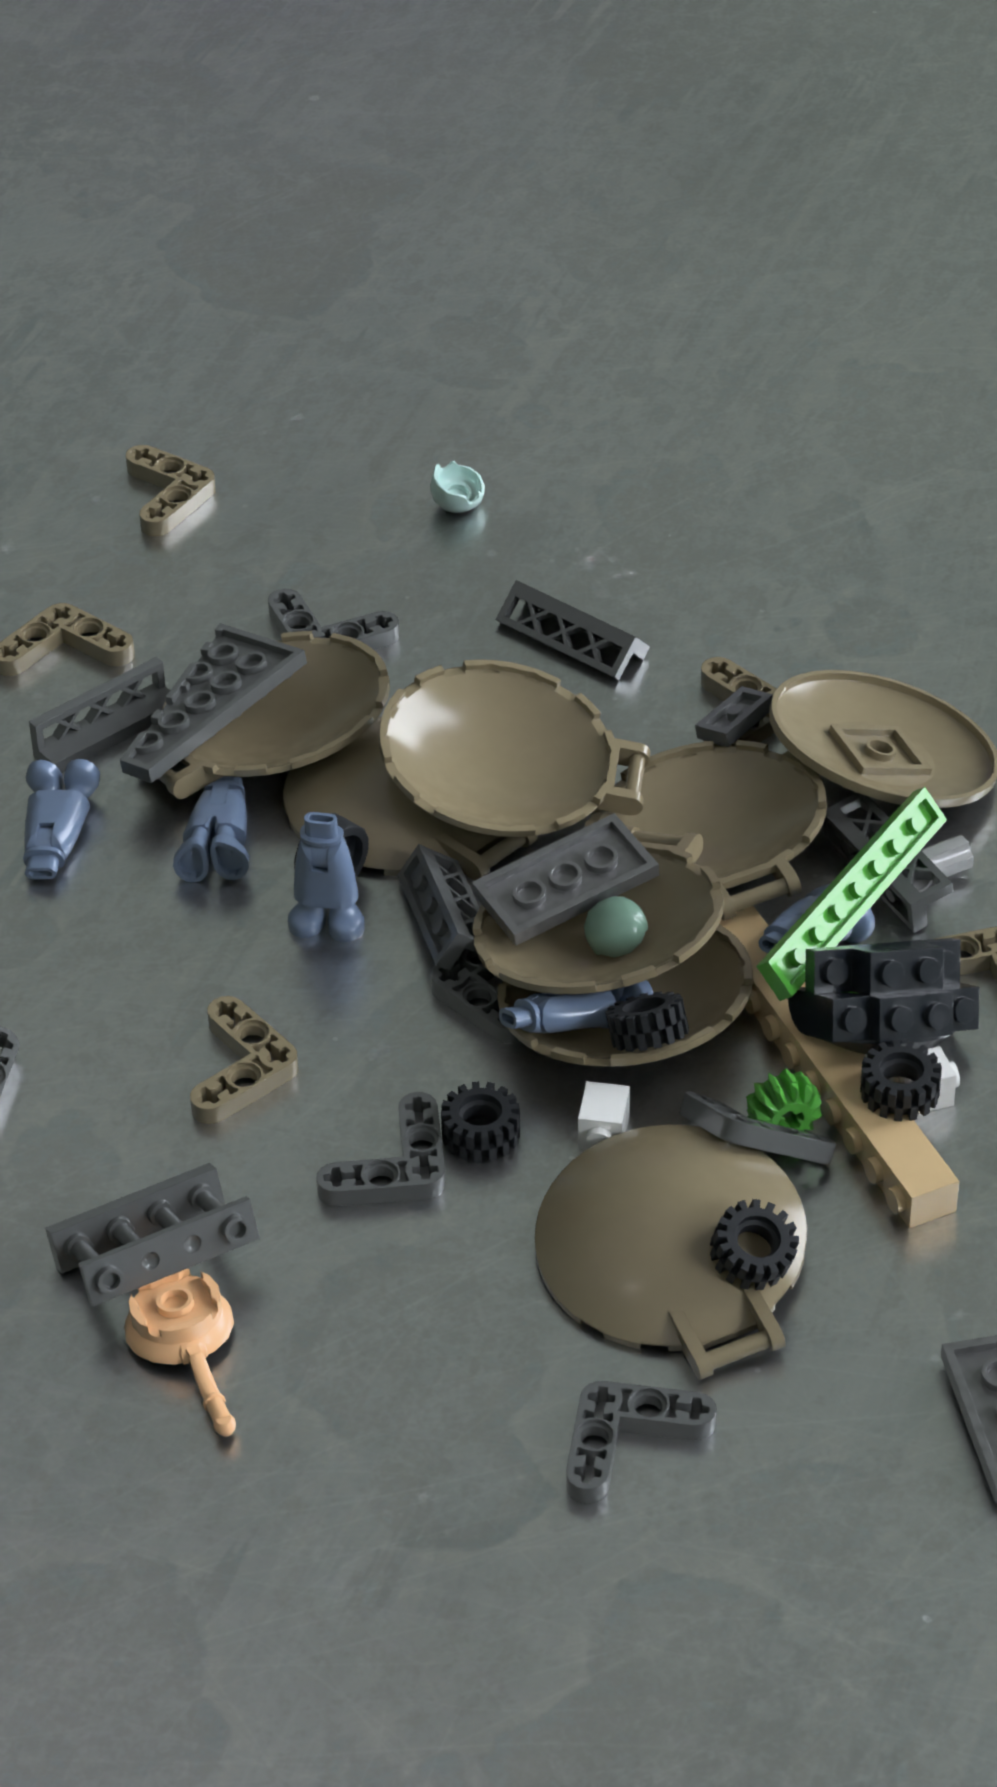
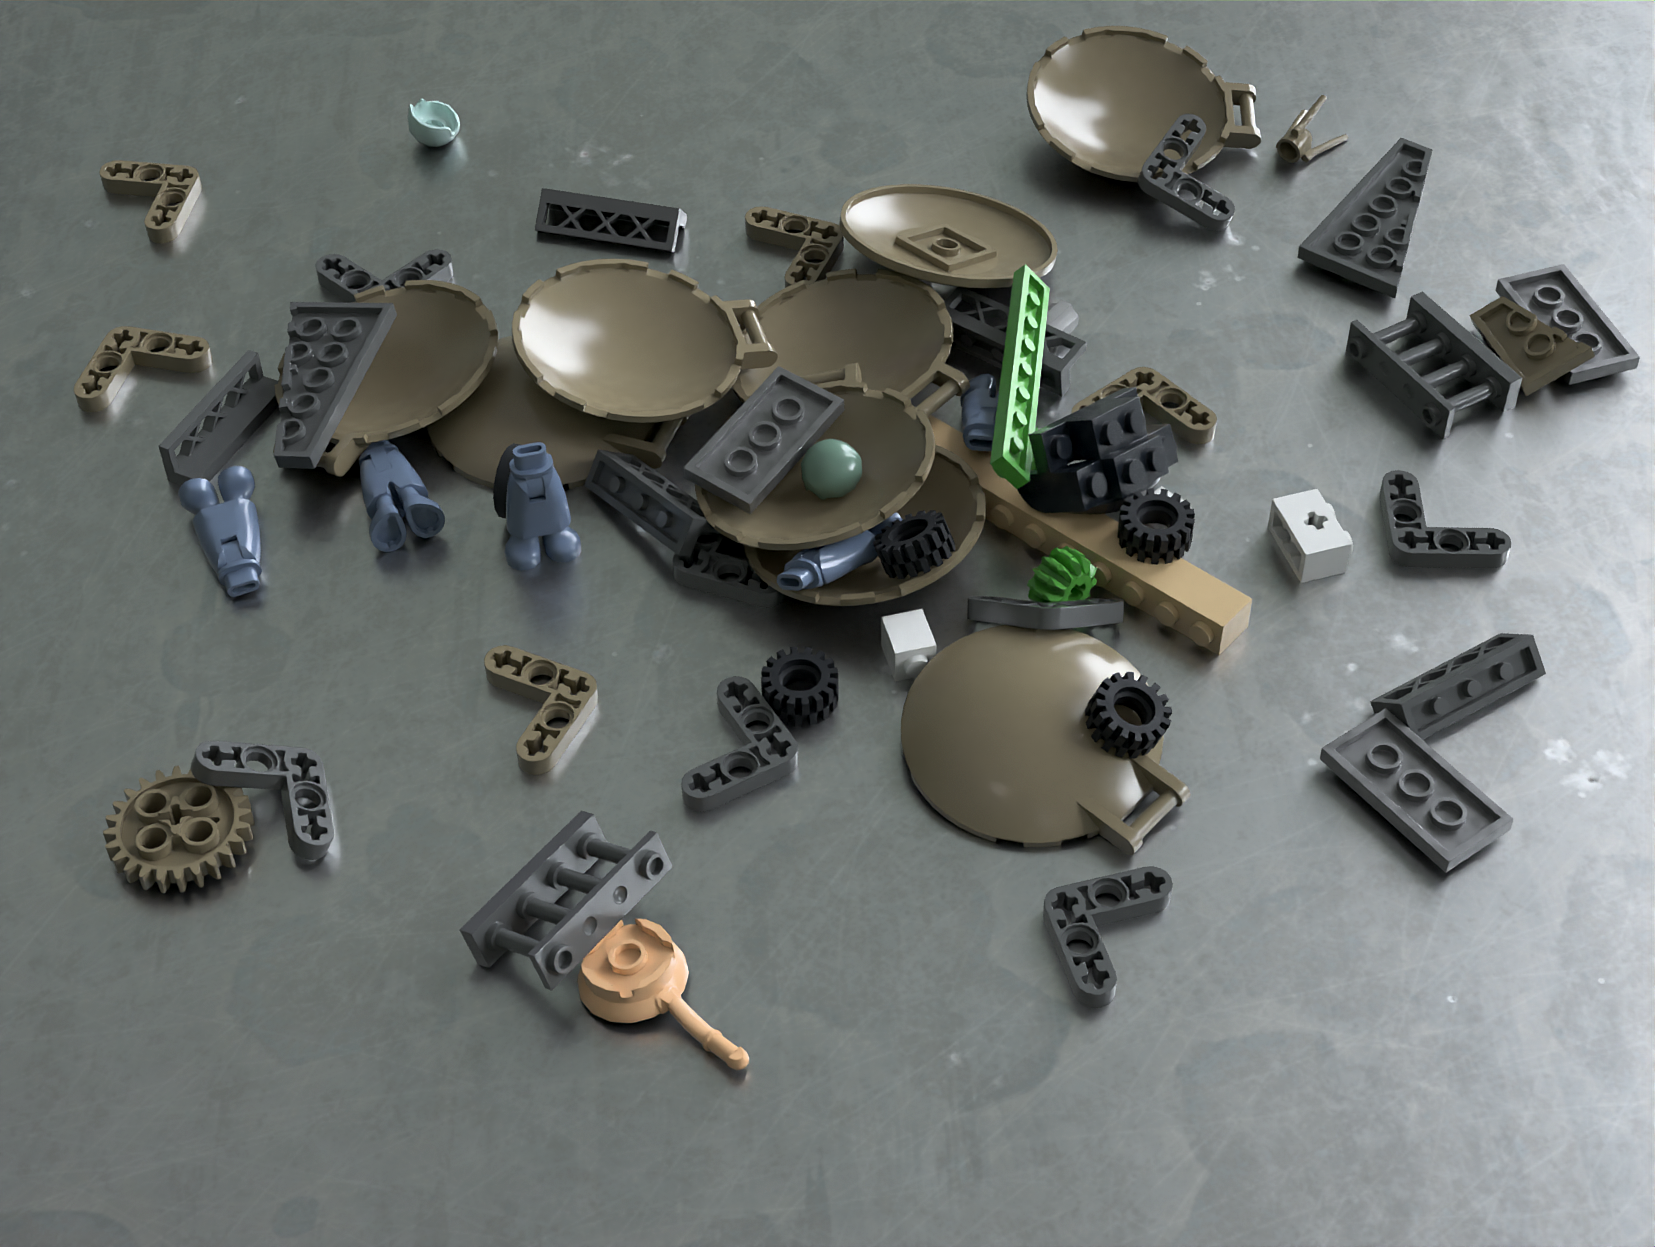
camera: 25 degrees left, 5 degrees up
(734, 716) = (808, 253): dark grey plate -> none

